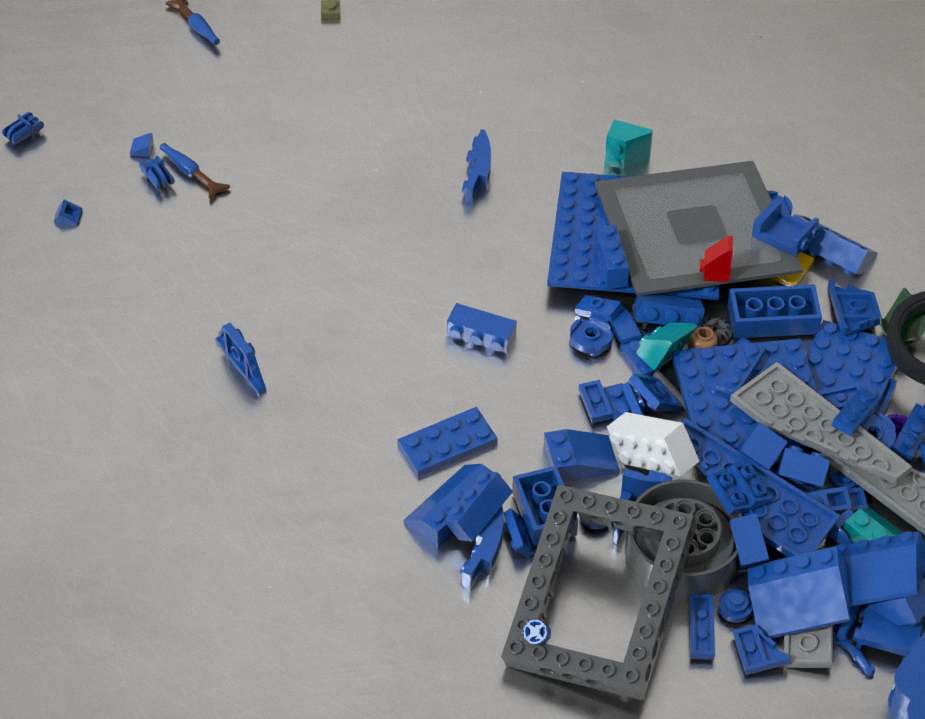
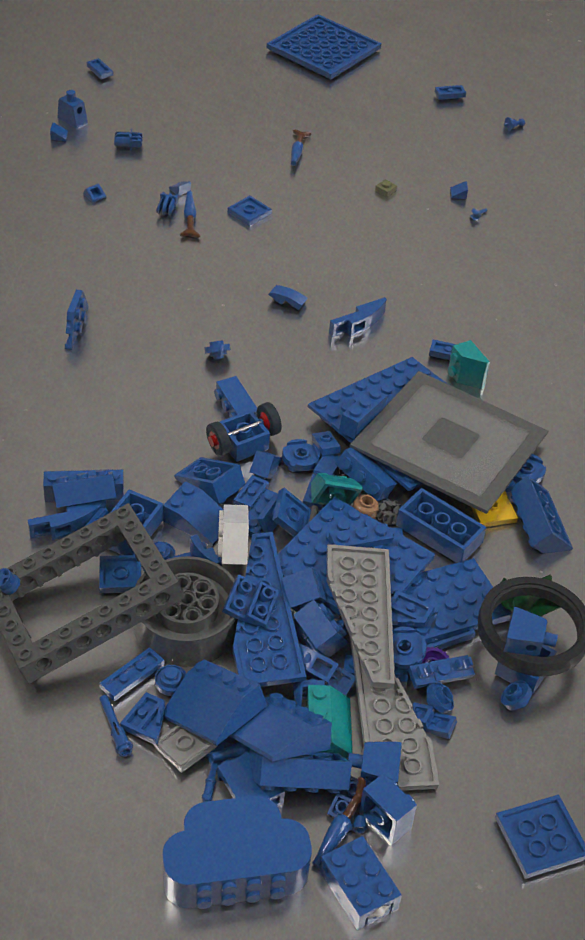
camera: 40 degrees right, 5 degrees down
(238, 124) = (249, 210): none -> blue tile
(387, 190) = (283, 294): none -> blue slope
(401, 289) = (217, 349): none -> blue plate
(447, 441) = (132, 449): blue plate -> none
(531, 348) = (244, 432): none -> brick
(548, 412) = (214, 477): none -> blue slope
(577, 366) = (265, 464): none -> blue slope
(585, 143) = (441, 349): none -> blue plate
(588, 555) = (118, 573): none -> blue plate
(717, 261) = (425, 461): red slope -> none
(749, 541) = (215, 640): blue panel -> none
(752, 680) = (123, 745): none -> blue pin
(783, 229) = (505, 477): blue panel -> none
(854, 308) = (502, 563): blue wing -> none
(855, 412) = (400, 619): blue plate -> none

